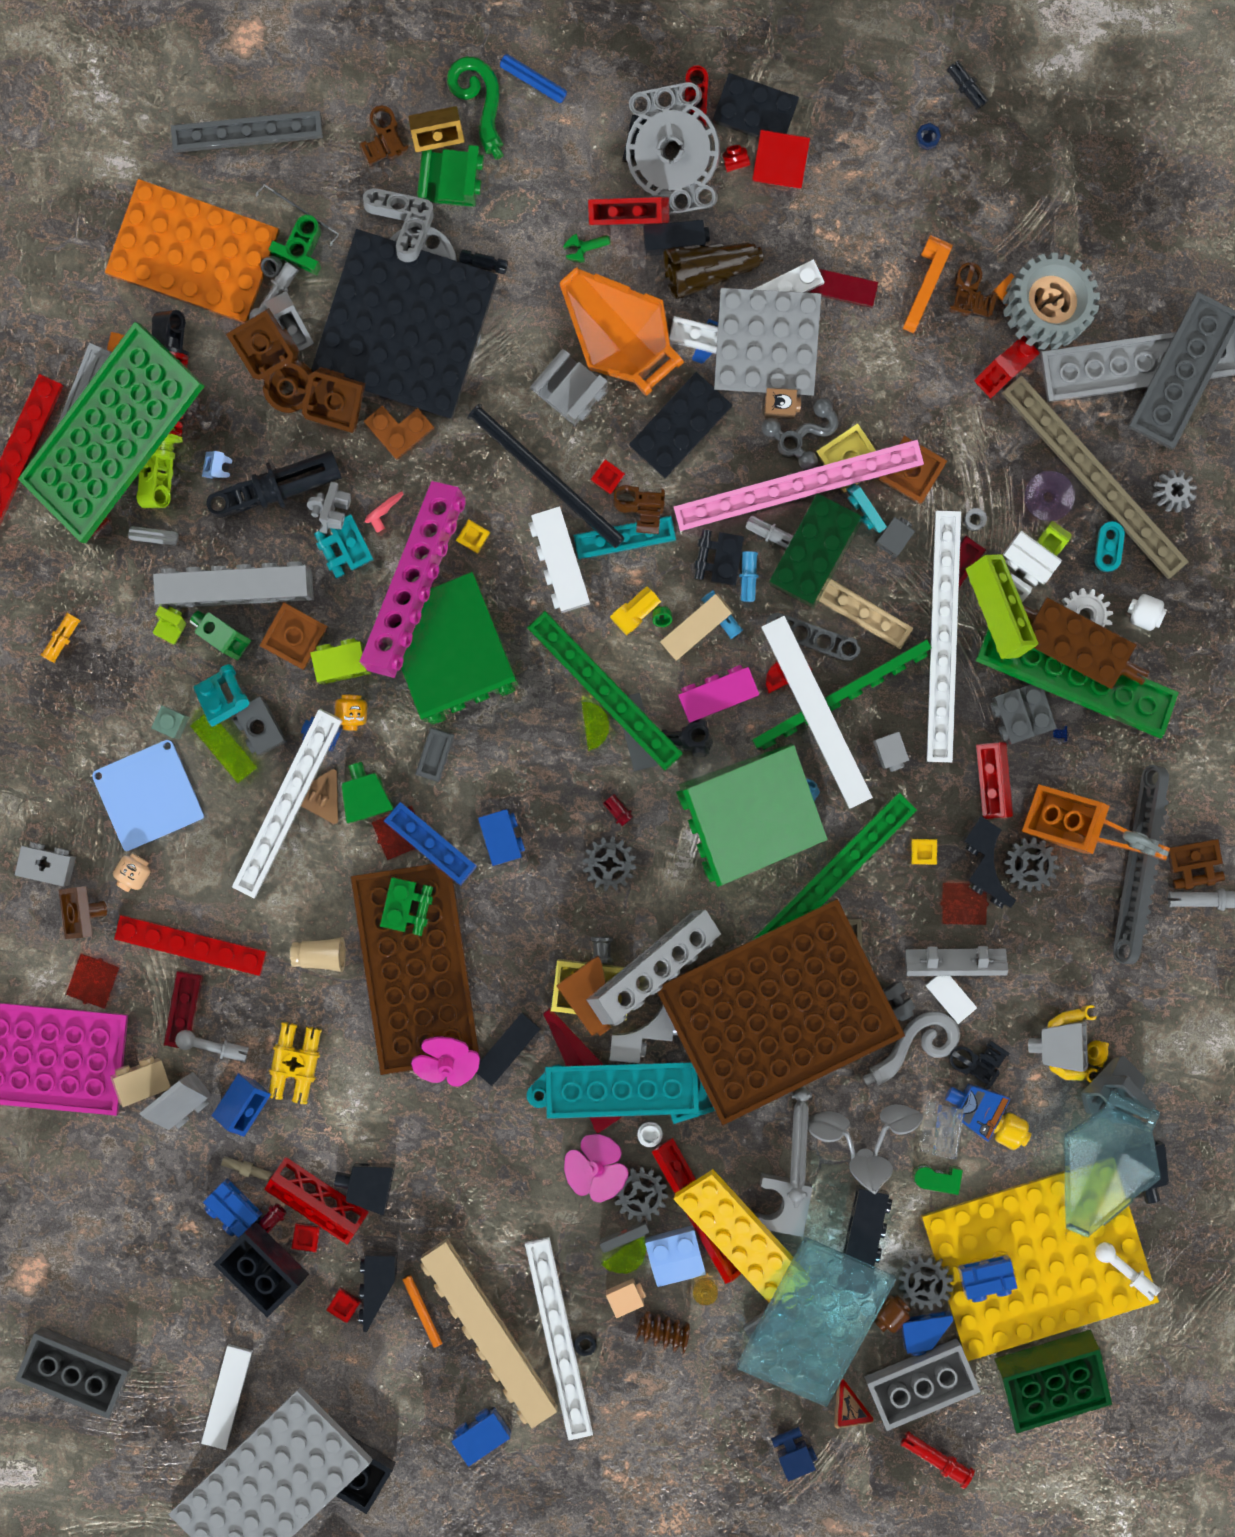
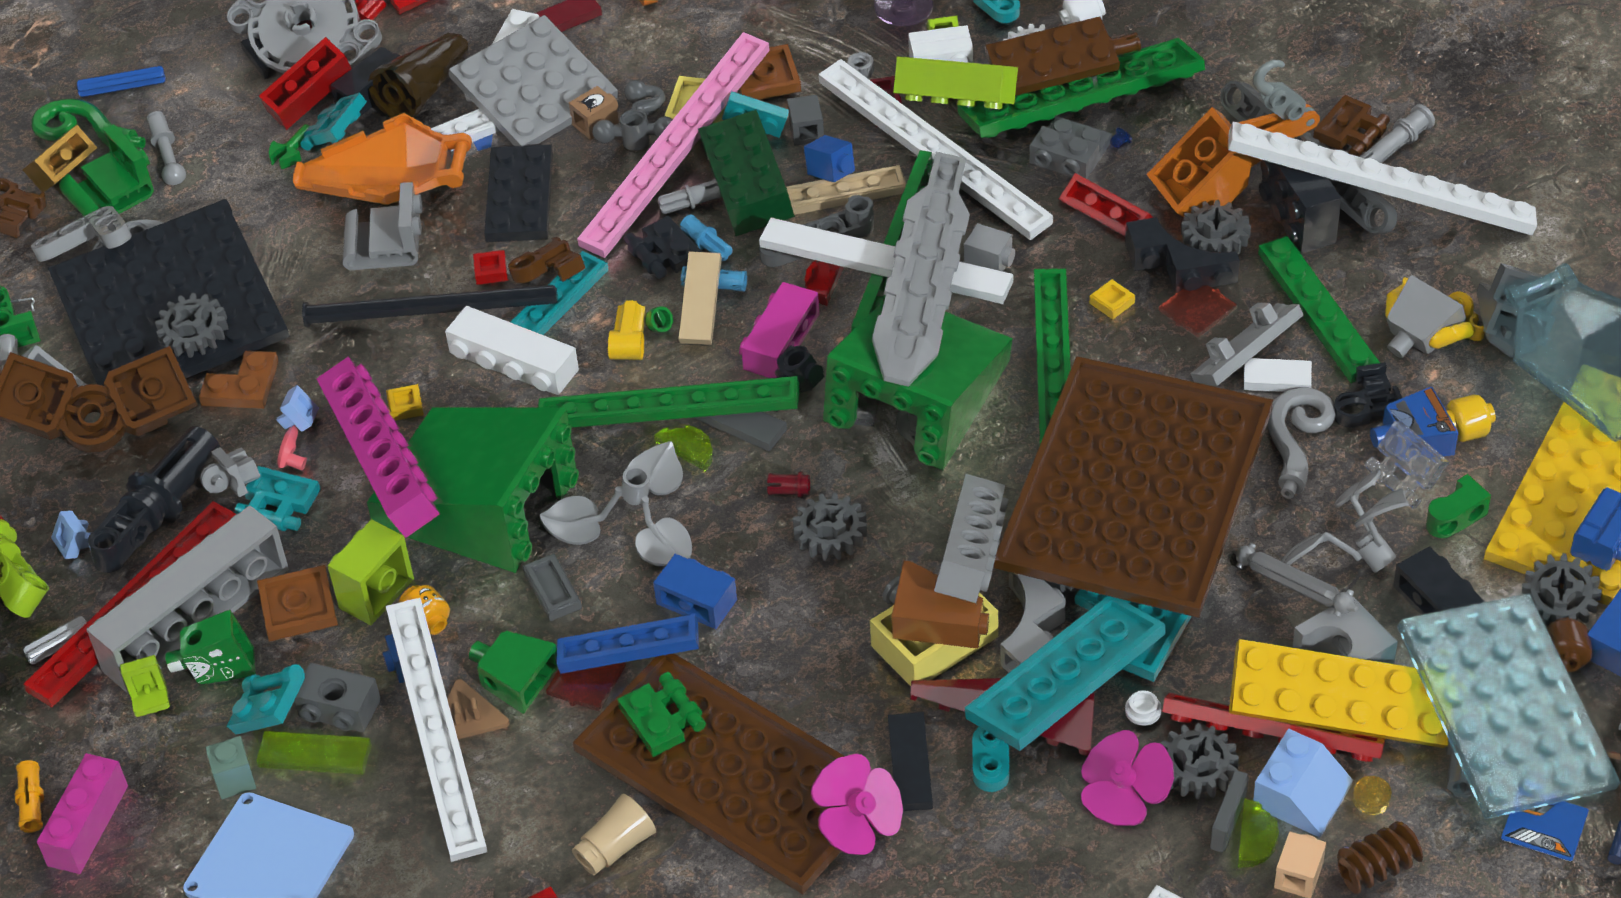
camera: 45 degrees left, 40 degrees down
(75, 680) = (82, 813): none -> dark pink brick
(212, 549) = (77, 655): none -> red plate
(382, 372) = (192, 325): none -> dark grey gear
(406, 490) = (297, 410): none -> light blue tile
(499, 199) = (162, 138): none -> light grey pin
(515, 782) = (654, 470): none -> light grey plant
(621, 258) = (333, 121): none -> teal plate
(766, 1396) = (1547, 829): none -> blue sticker
(813, 759) = (919, 288): none -> light grey plate
(873, 589) = (829, 158): none -> blue brick
(1025, 973) = (1317, 305): none -> green plate
(1097, 894) = (1302, 203): none -> black brick
(1145, 939) = (1382, 178): none -> white plate

